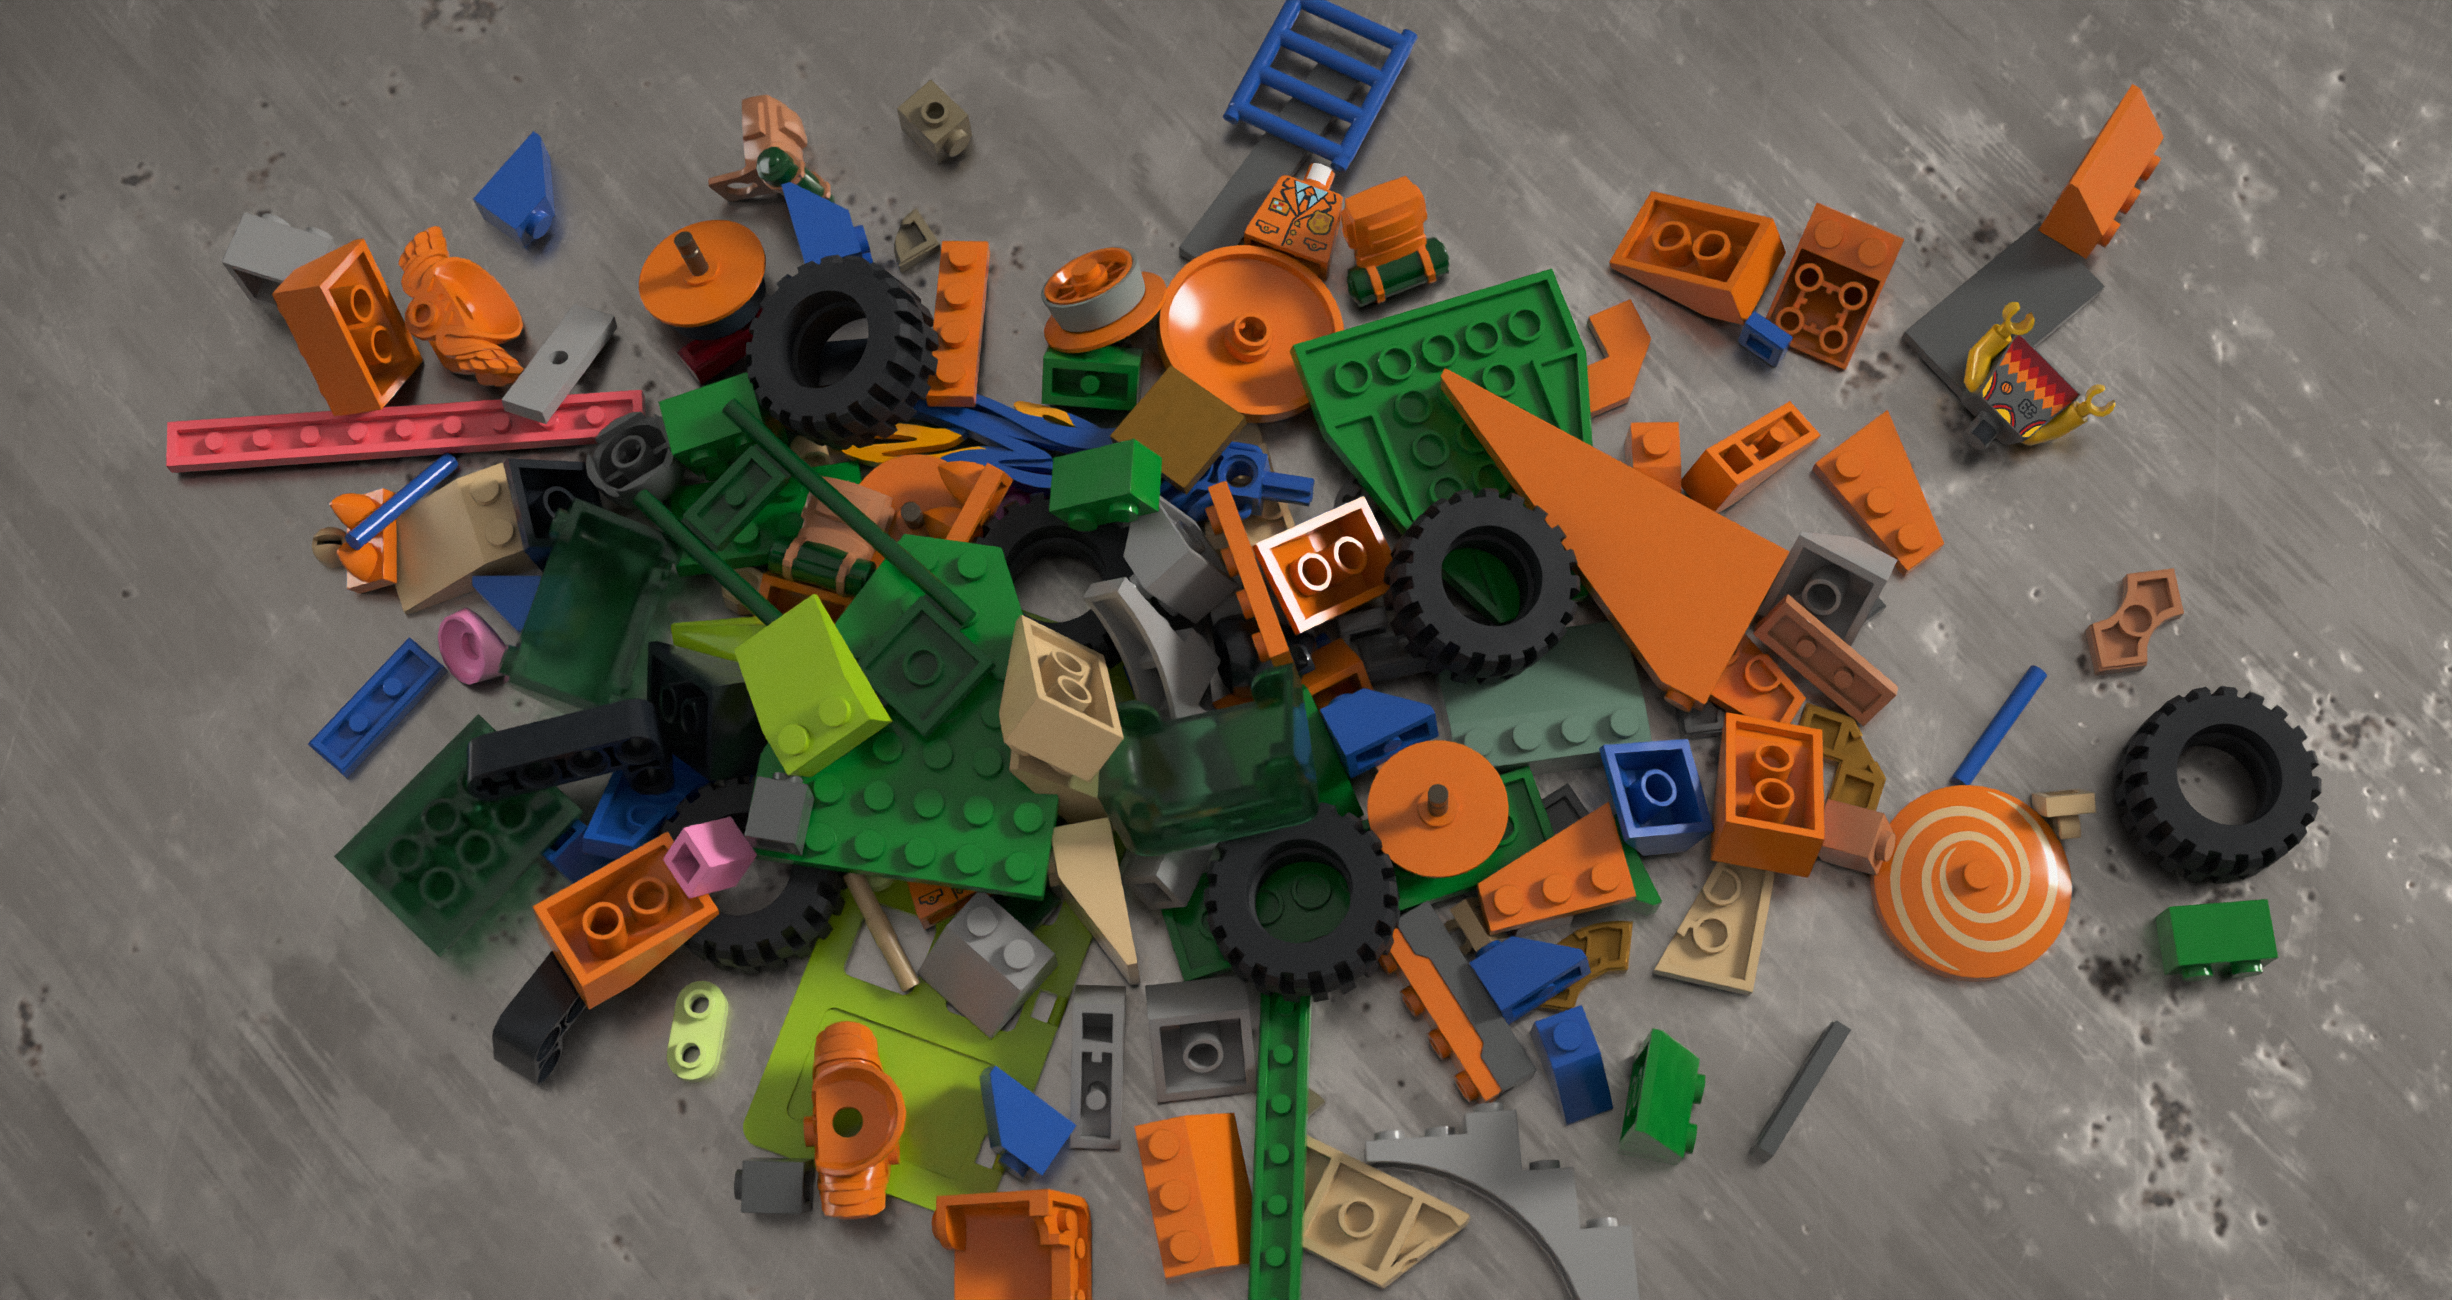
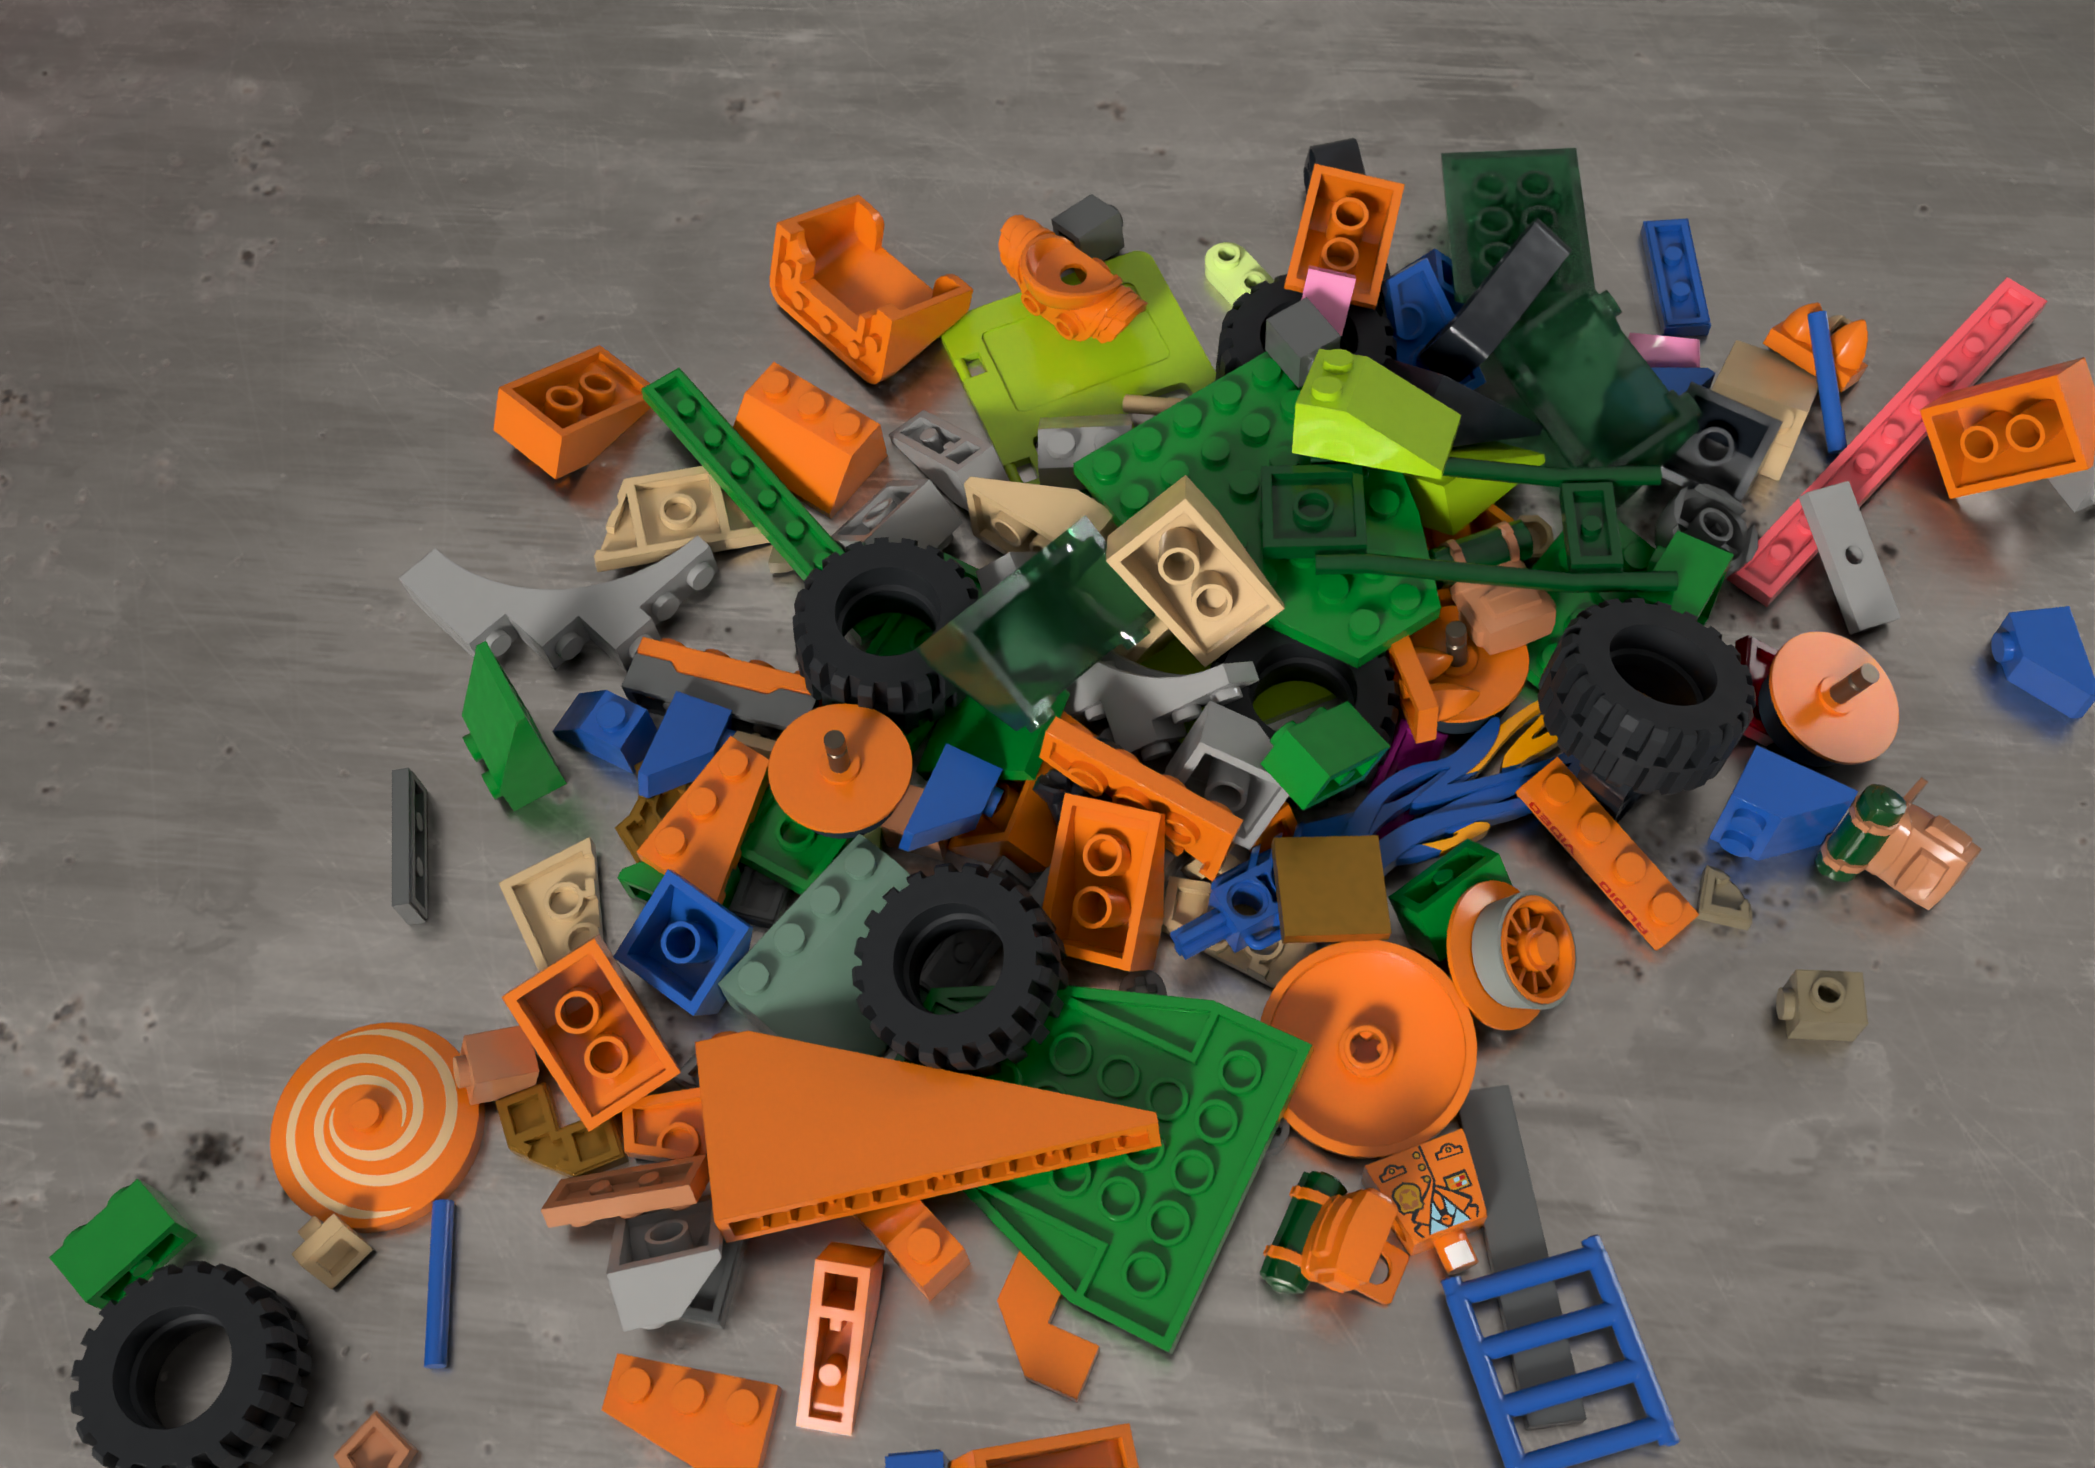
camera: 145 degrees right, 10 degrees down
(459, 310) = (1966, 525): orange piece -> none
(1021, 1125) = (963, 381): blue slope -> none

